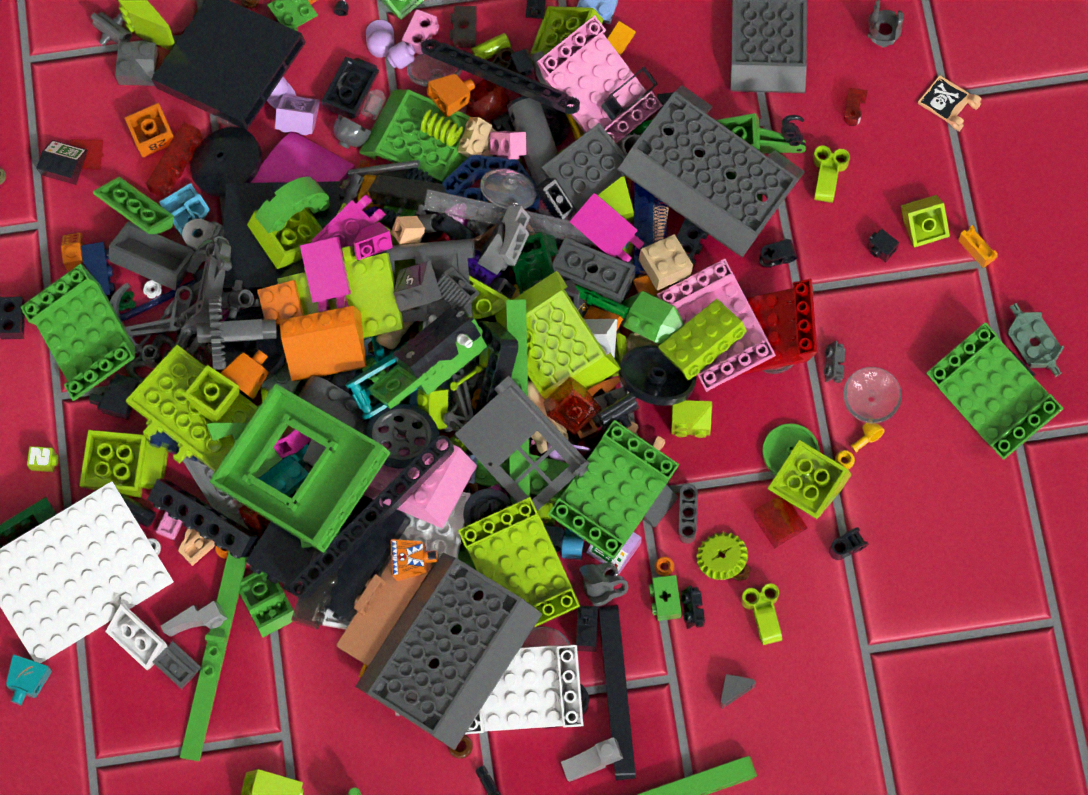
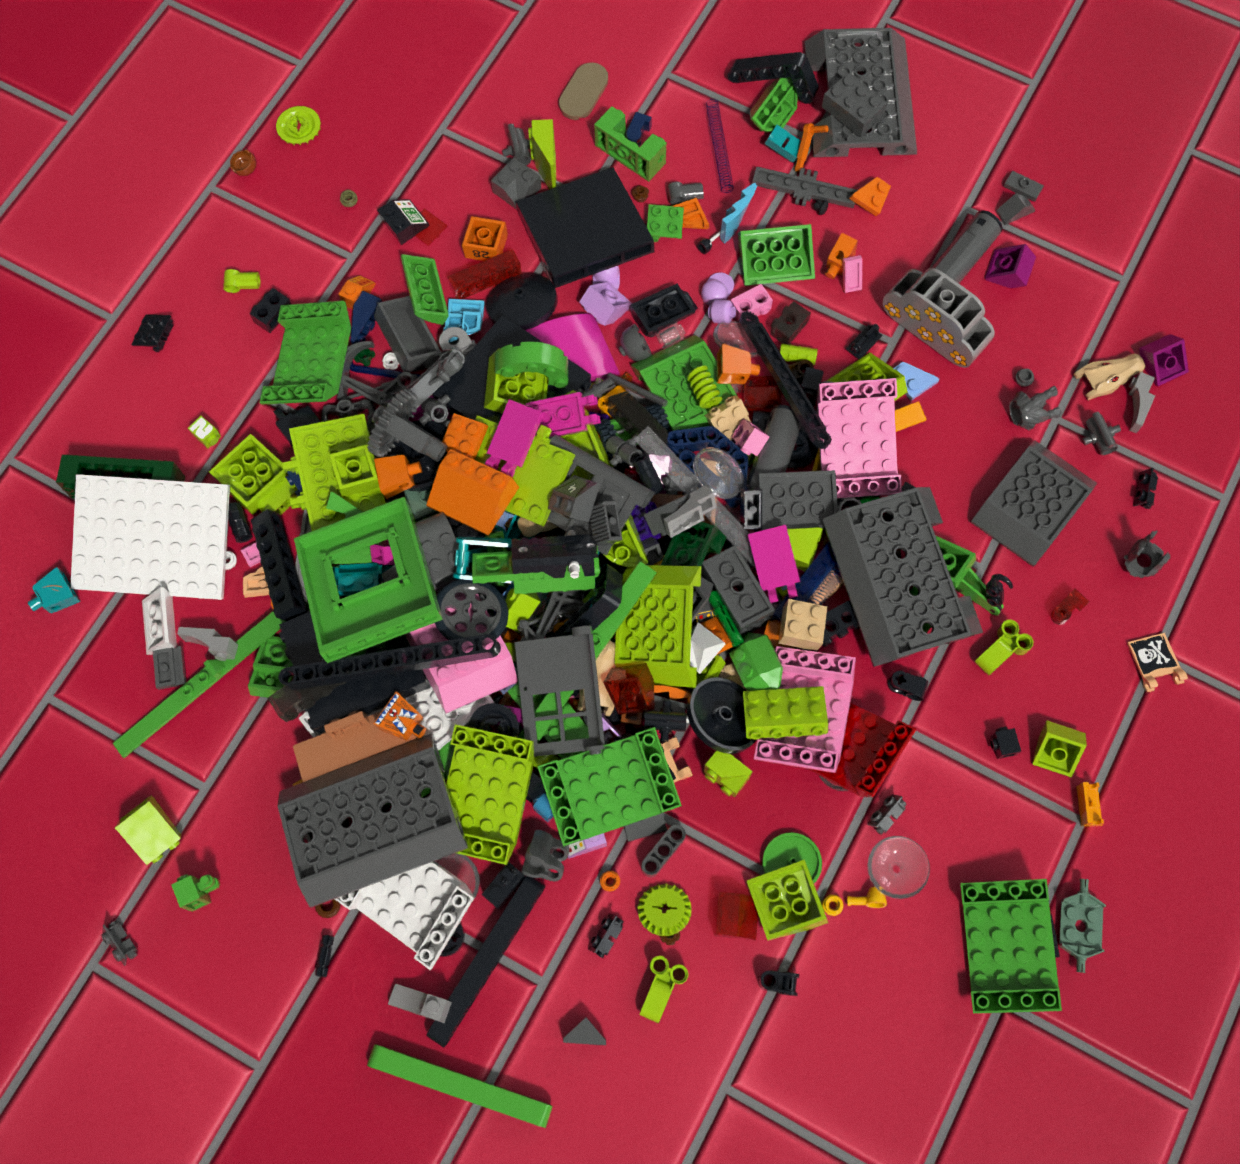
camera: 35 degrees right, 0 degrees up
(372, 240) = (568, 435): dark pink slope -> none
(408, 229) = (608, 448): light nougat brick -> none
(454, 385) = (547, 602): lime hinge -> none
(612, 106) = (857, 464): black piece -> none
(669, 587) = (599, 904): bright green brick -> none

